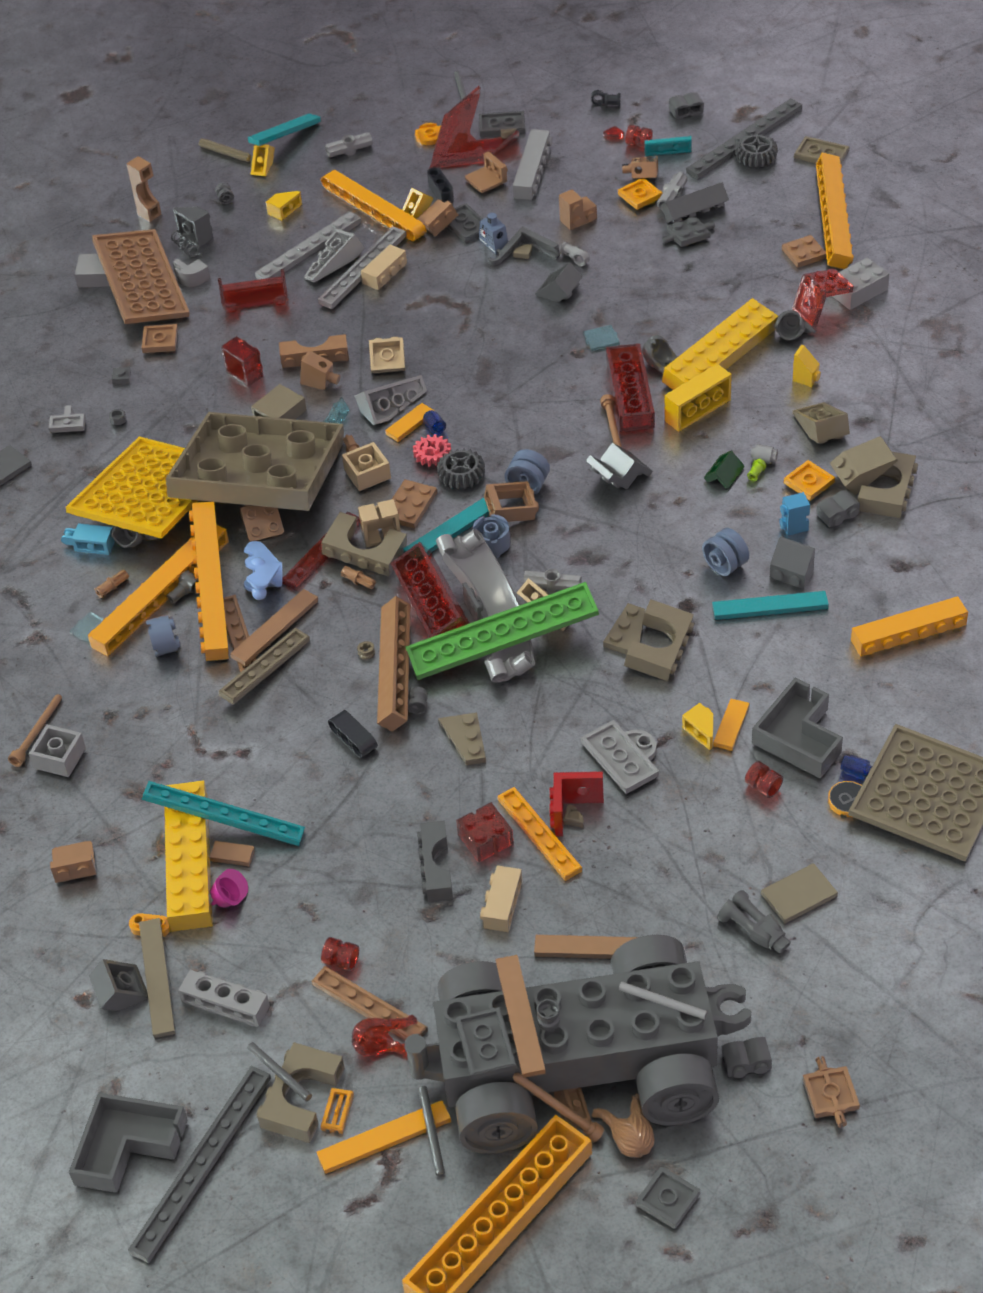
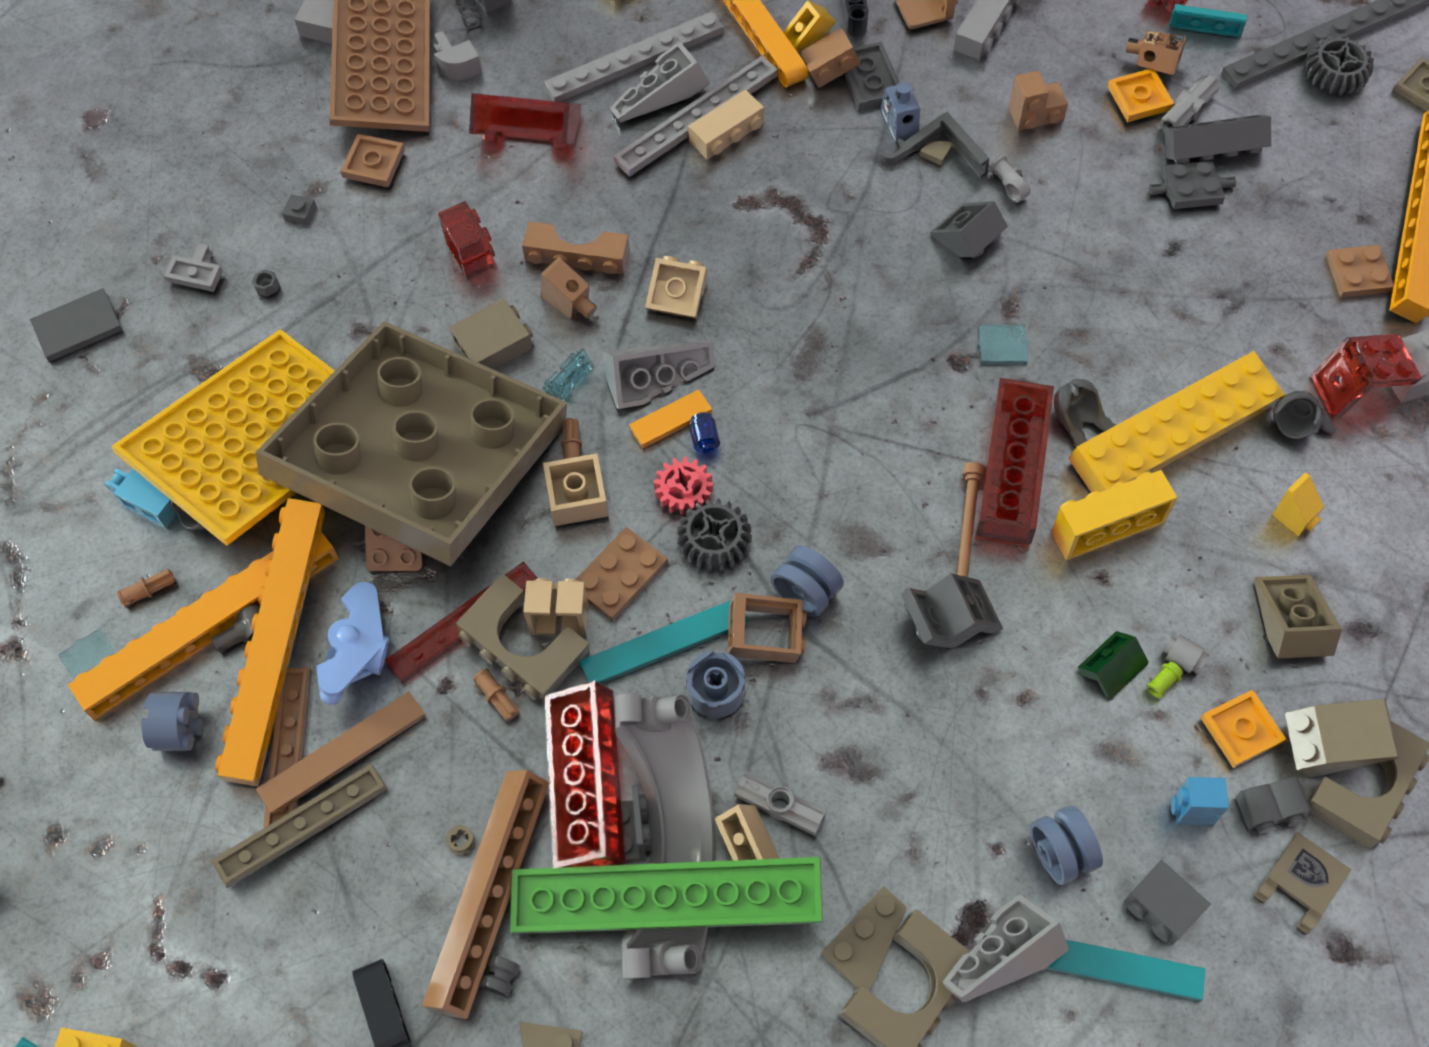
camera: 15 degrees right, 15 degrees up
(711, 601) = (1013, 947): none -> light grey wedge
(868, 537) = (1307, 876): none -> dark tan flag

